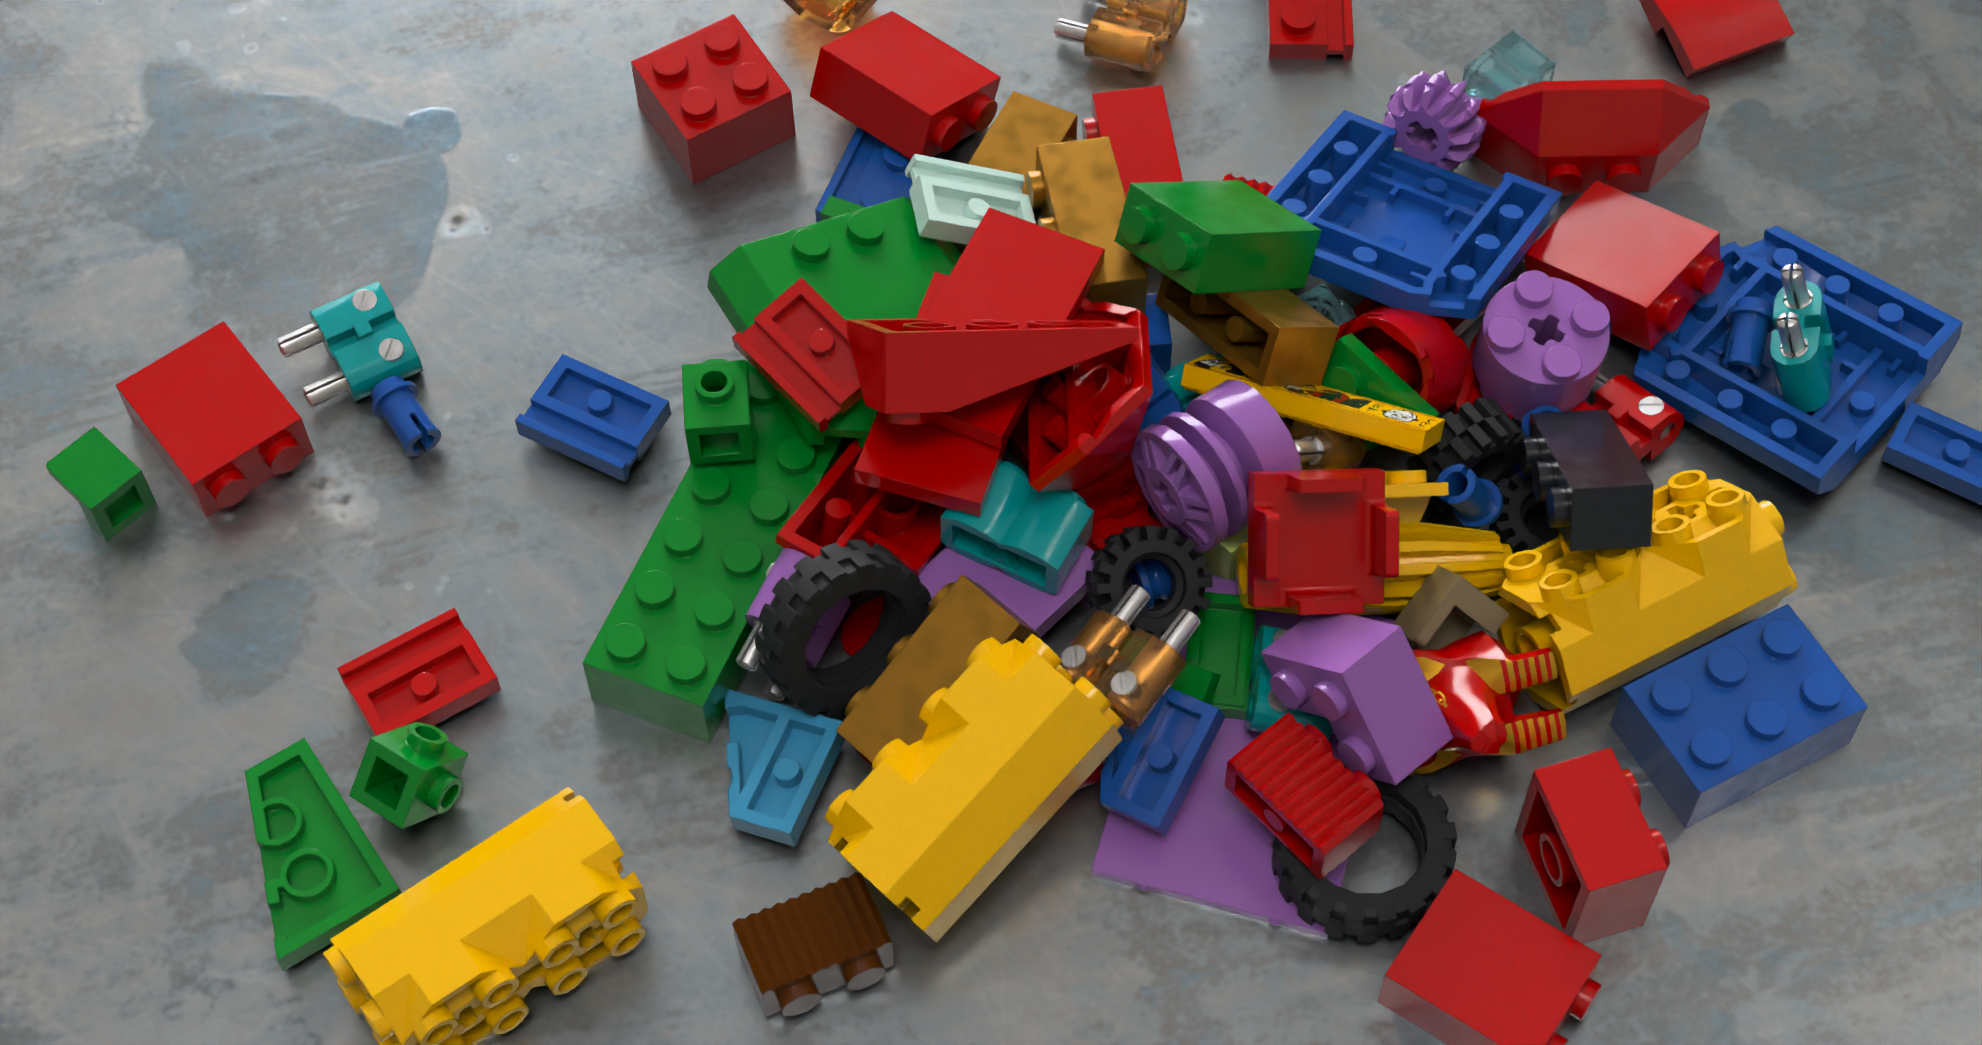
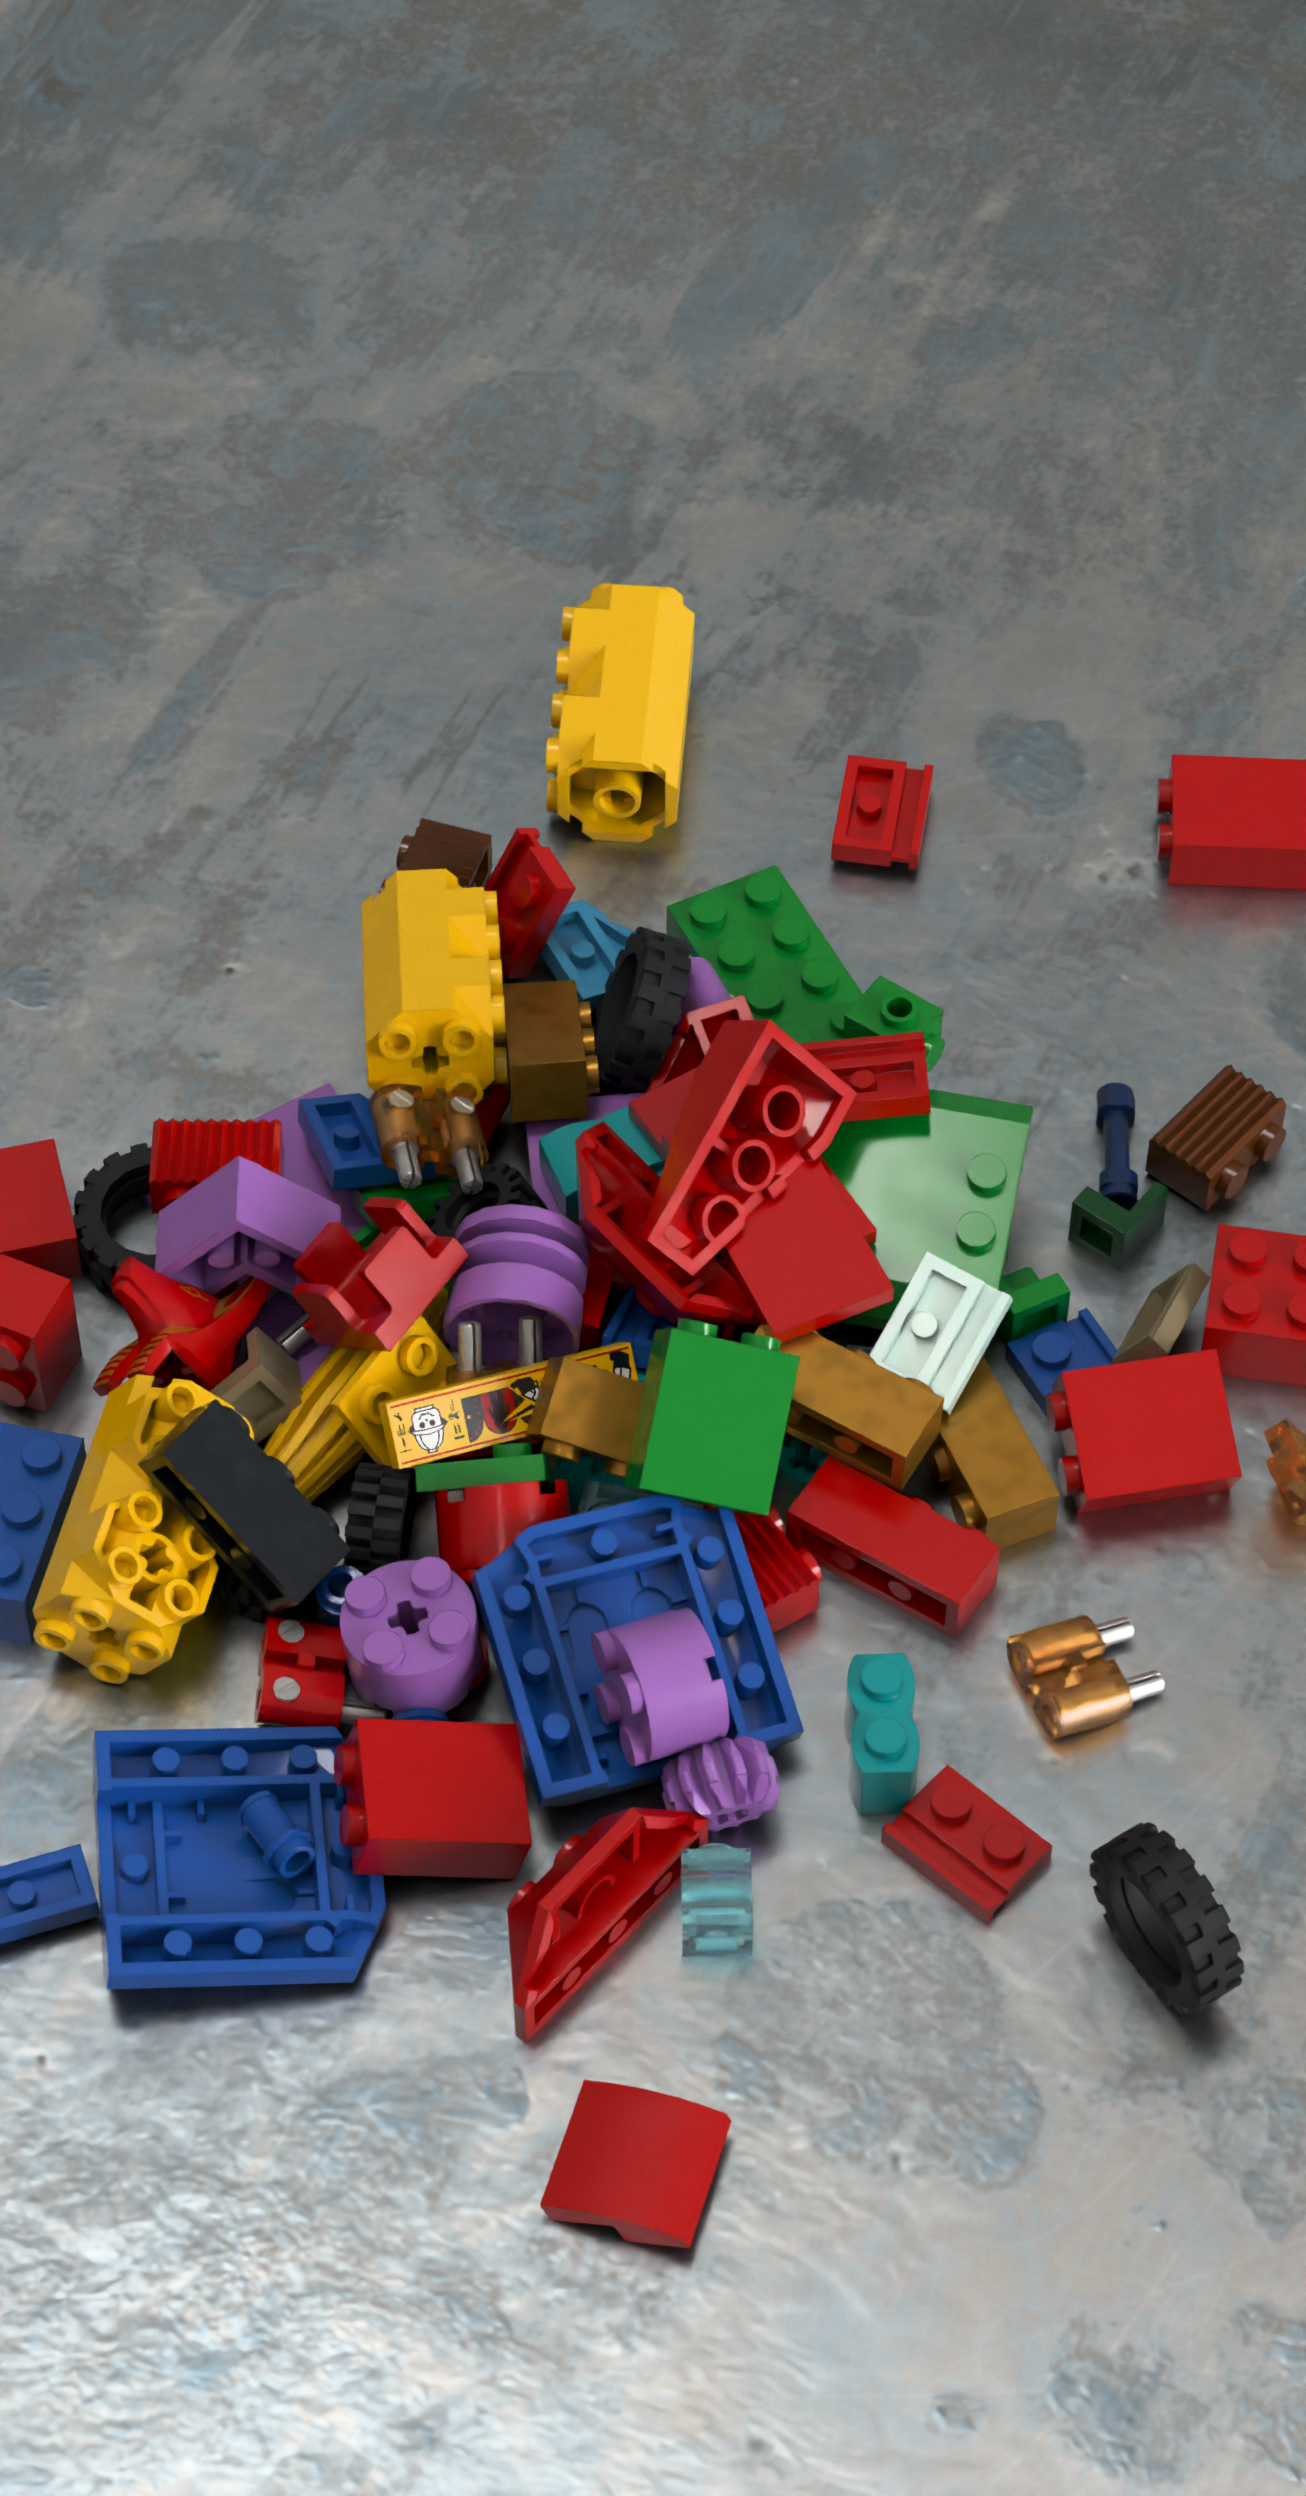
camera: 130 degrees right, 5 degrees down
(103, 482) = (1243, 723): green panel -> none
(312, 854) = (796, 688): green wing -> none
(362, 341) = (1234, 948): teal piece -> none
(399, 406) = (1136, 935): blue pin -> none
(410, 774) = (776, 752): green brick -> none
(578, 230) = (1217, 1138): none -> reddish brown brick
(593, 417) = (1017, 1041): blue plate -> none
(604, 315) = (1115, 1117): none -> dark blue bar
(706, 235) = (1113, 1231): none -> dark green panel
(787, 828) = (530, 900): none -> red plate
(796, 142) = (1163, 1316): none -> dark tan tile
(1293, 79) = (881, 1733): none -> teal brick
(1432, 150) = (659, 1685): none -> medium lavender brick
(1473, 500) = (335, 1472): blue pin -> none
(1802, 342) = (212, 1832): teal piece -> none

